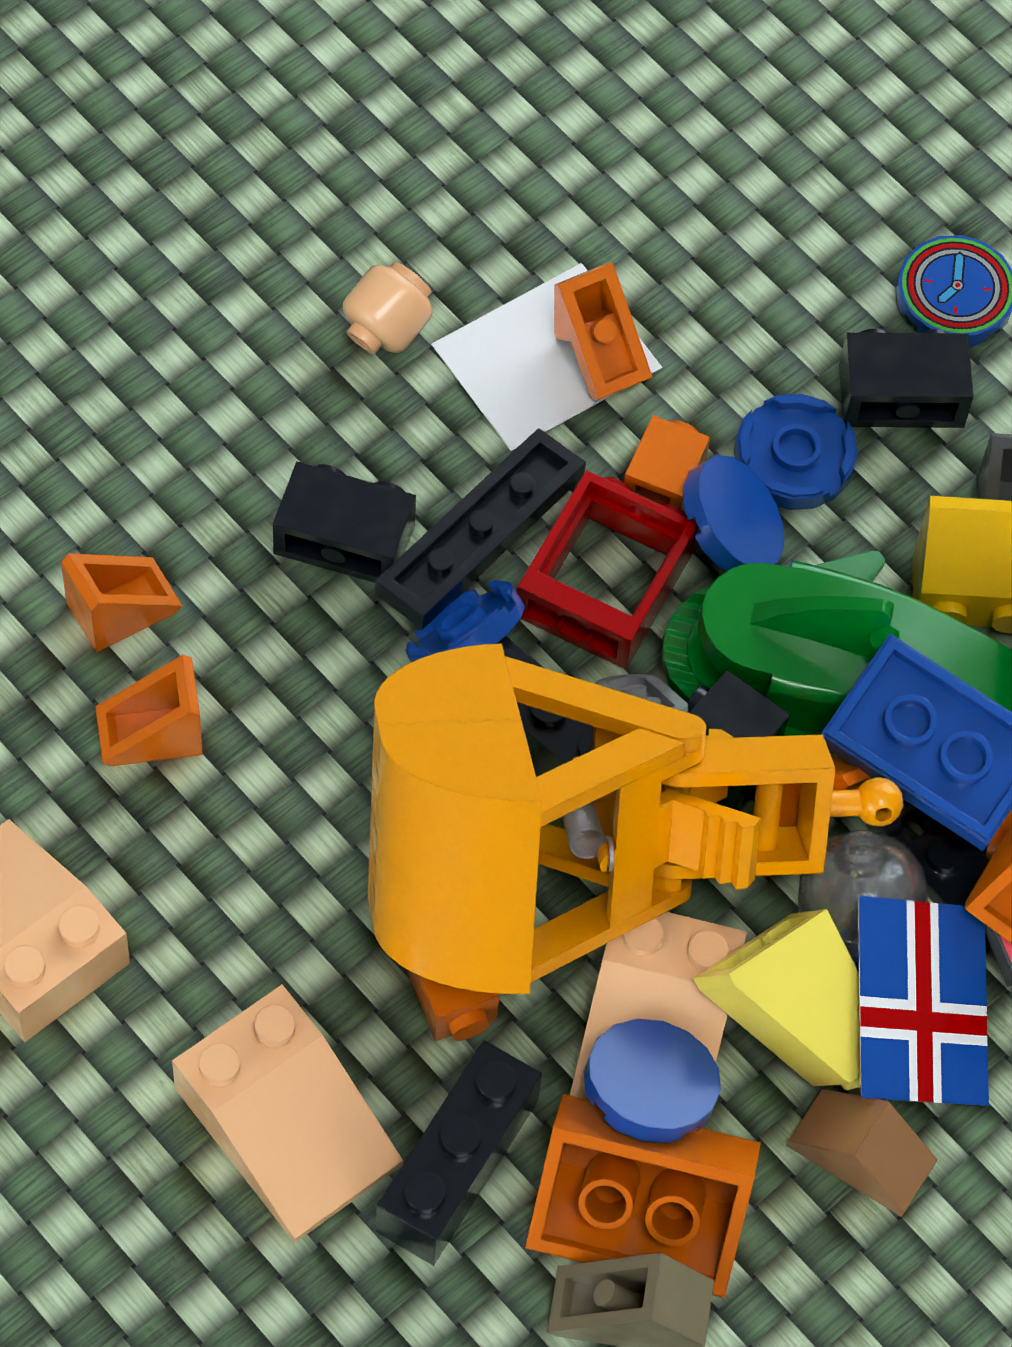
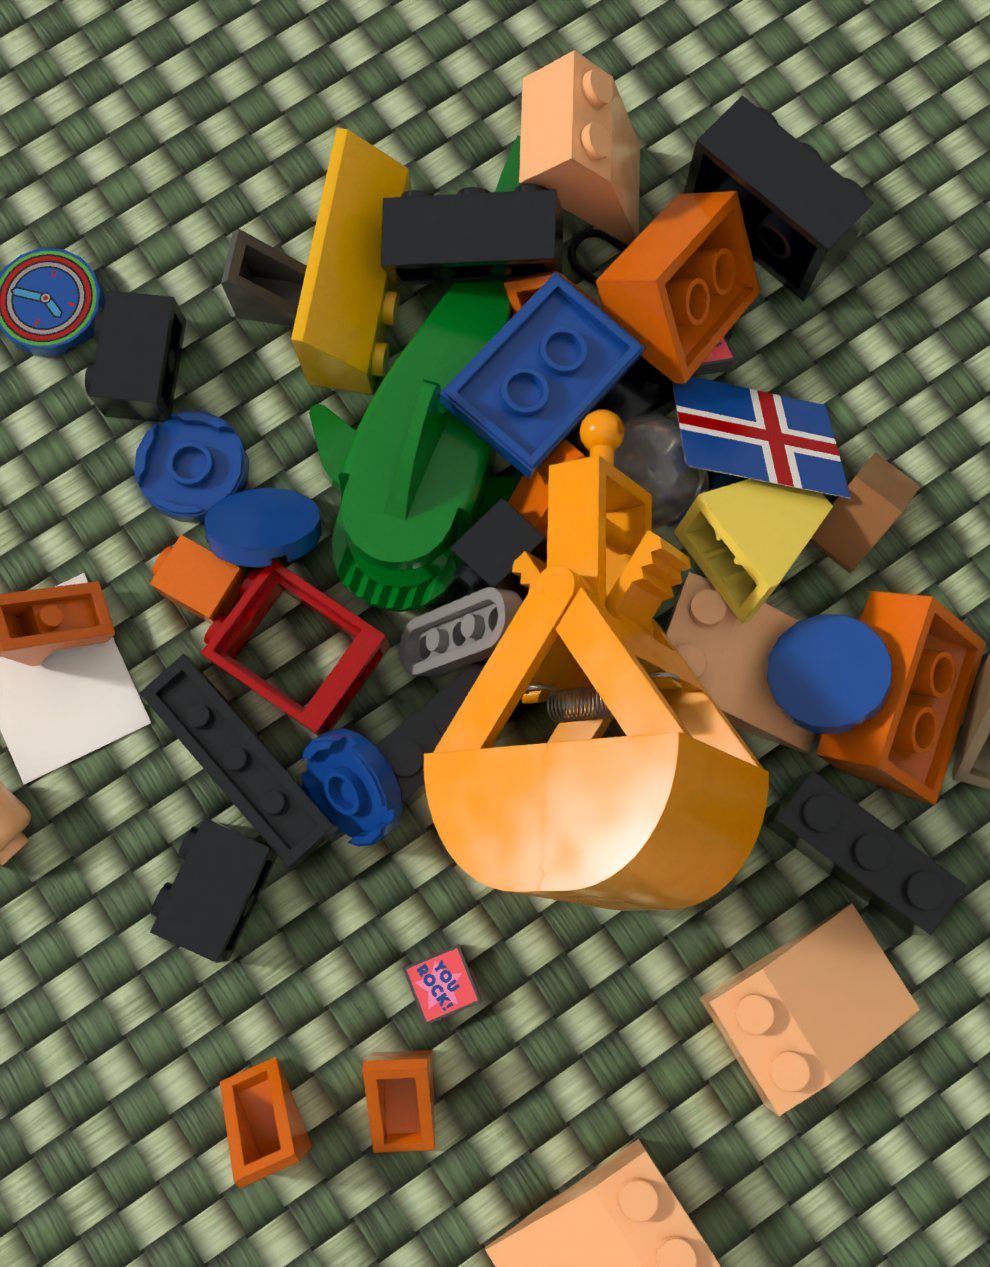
camera: 75 degrees left, 15 degrees up
(271, 752) = (442, 984): none -> tile

